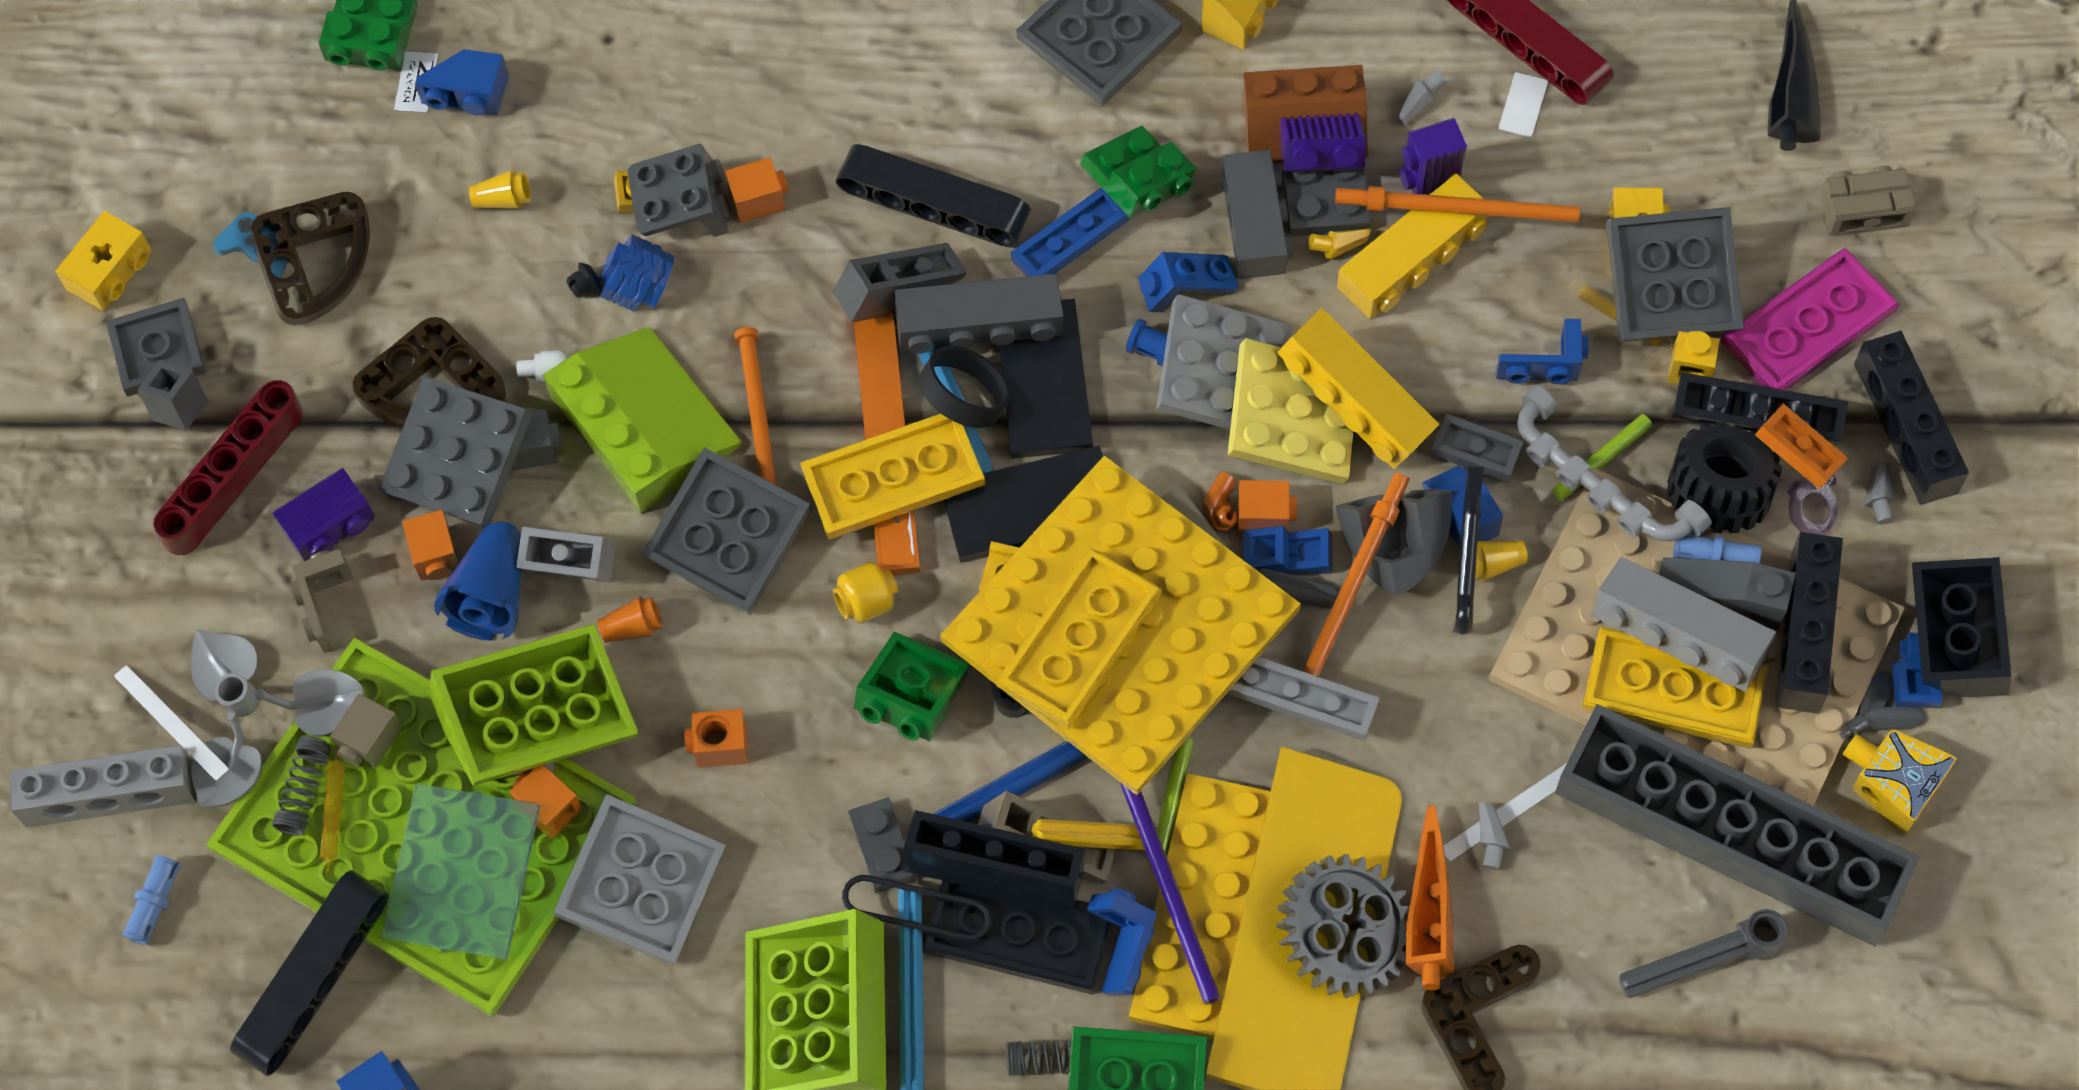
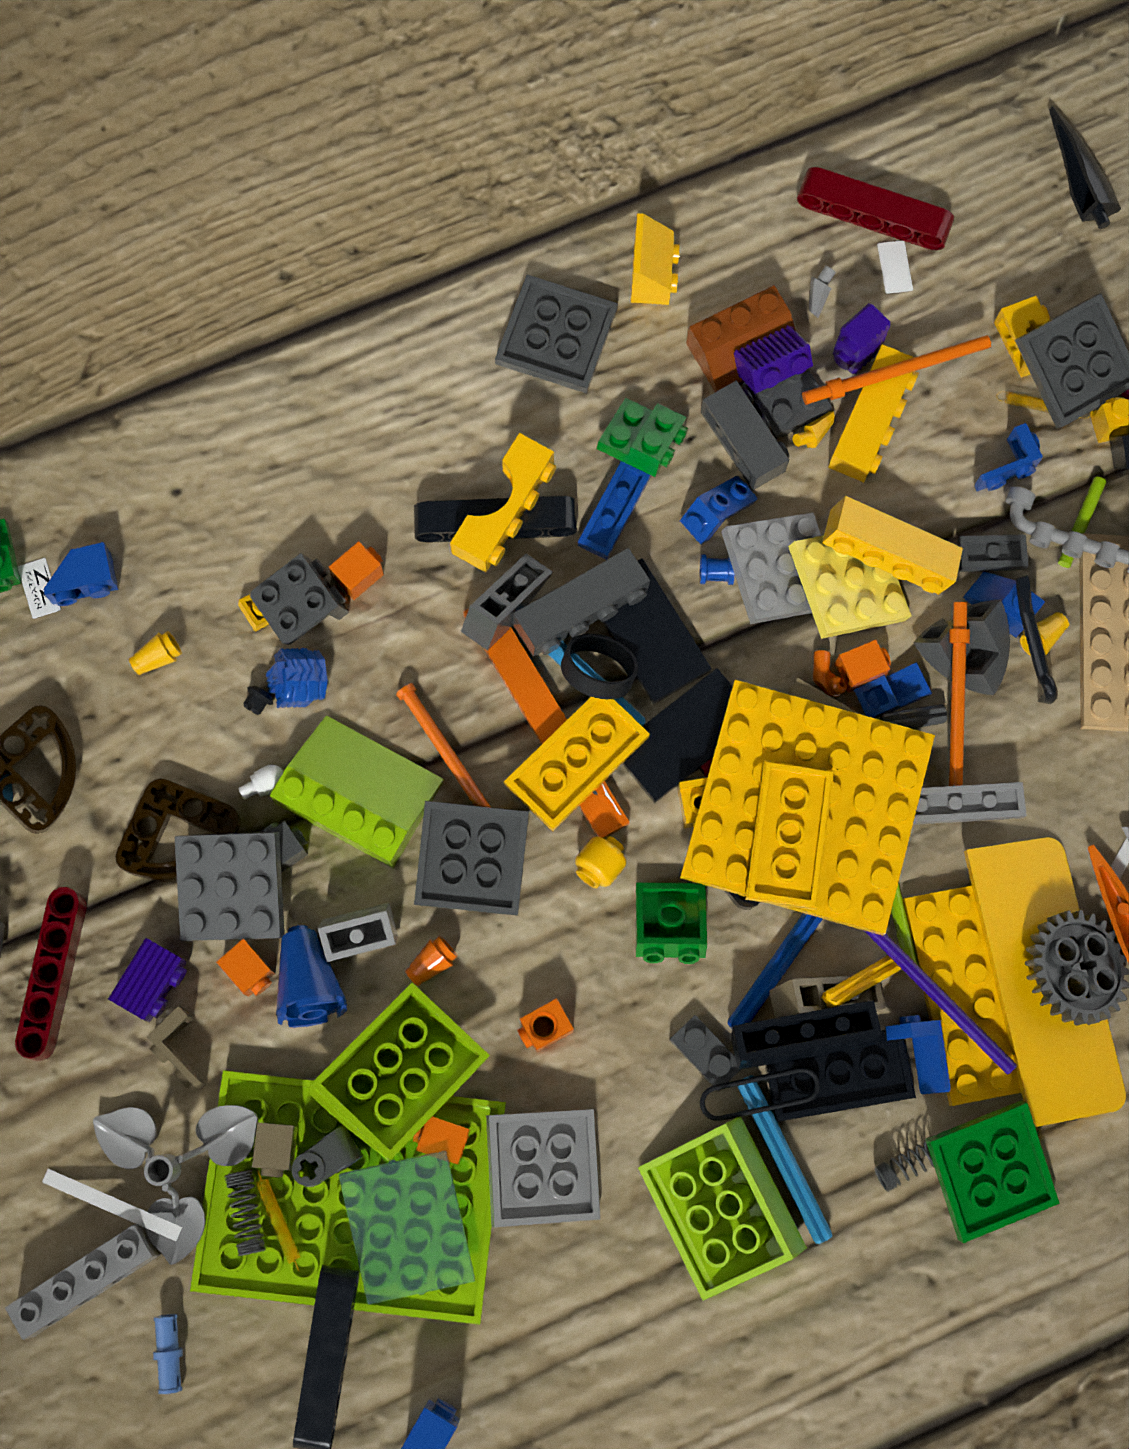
camera: 30 degrees left, 10 degrees up
(419, 762) = (332, 1155): none -> dark grey piece
(905, 202) = (482, 537): none -> yellow arch

